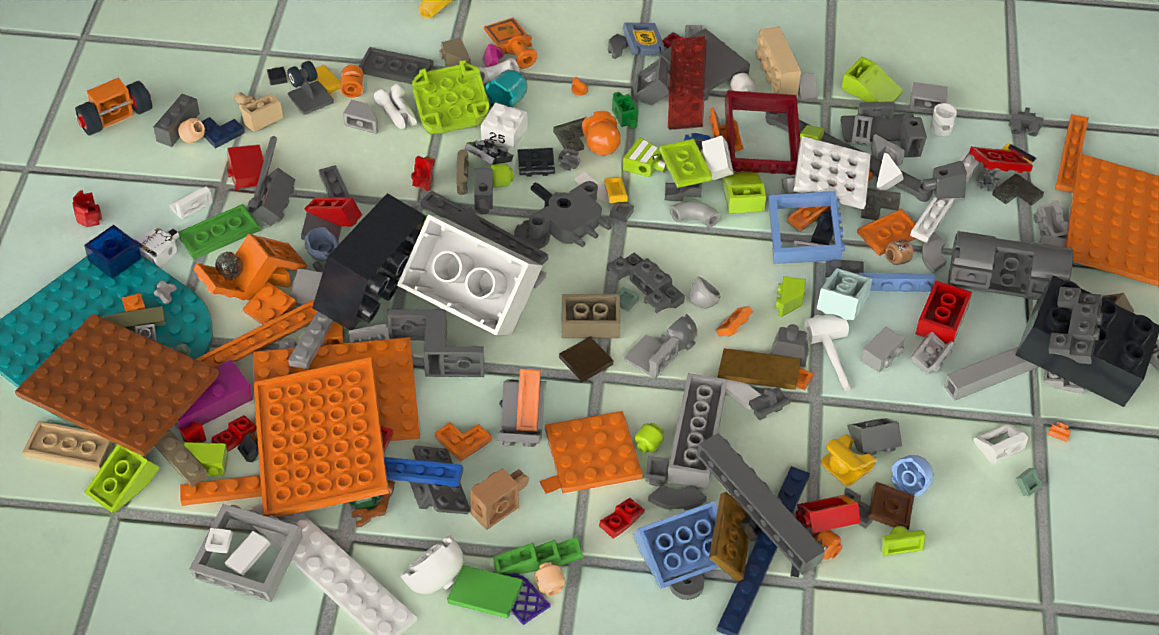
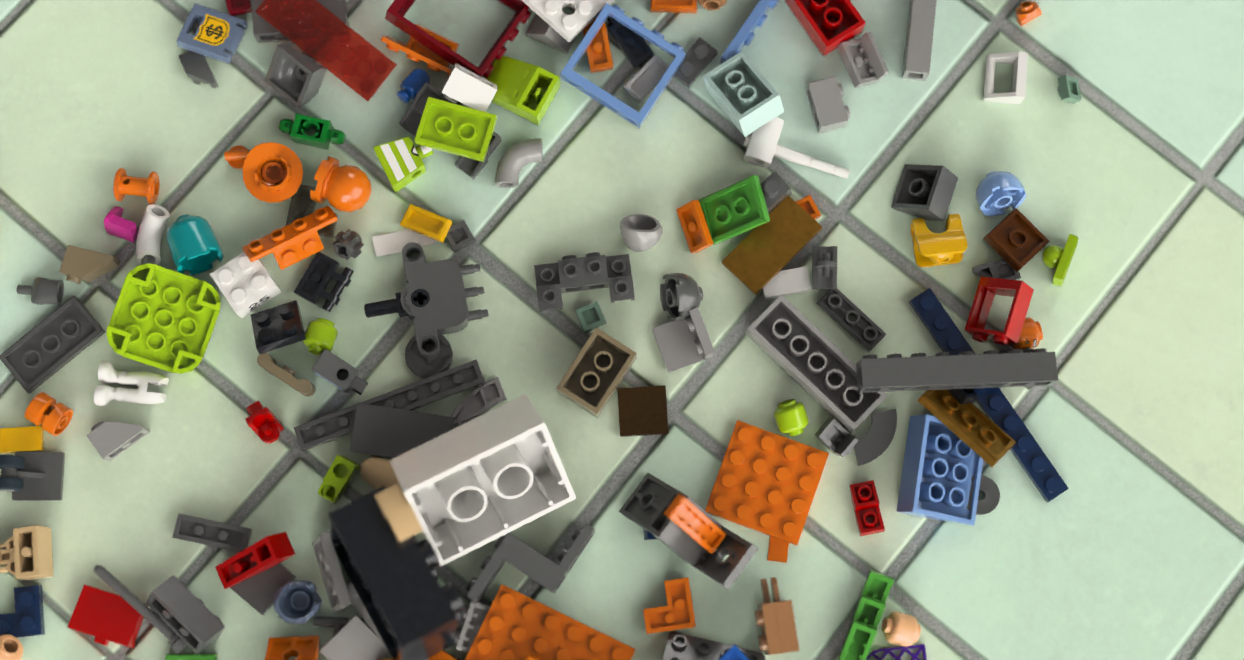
camera: 55 degrees left, 30 degrees up
(412, 225) = (398, 512): none -> tan slope
(424, 47) = (43, 291): none -> dark grey piece
(503, 31) = (84, 180): orange flag -> none
(548, 131) = (292, 241): none -> orange bracket
(582, 100) = (272, 172): none -> orange hat
(749, 439) = (862, 329): none -> dark grey tile
(762, 329) = (735, 209): none -> bright green tile
(791, 293) = (697, 143): lime slope -> none

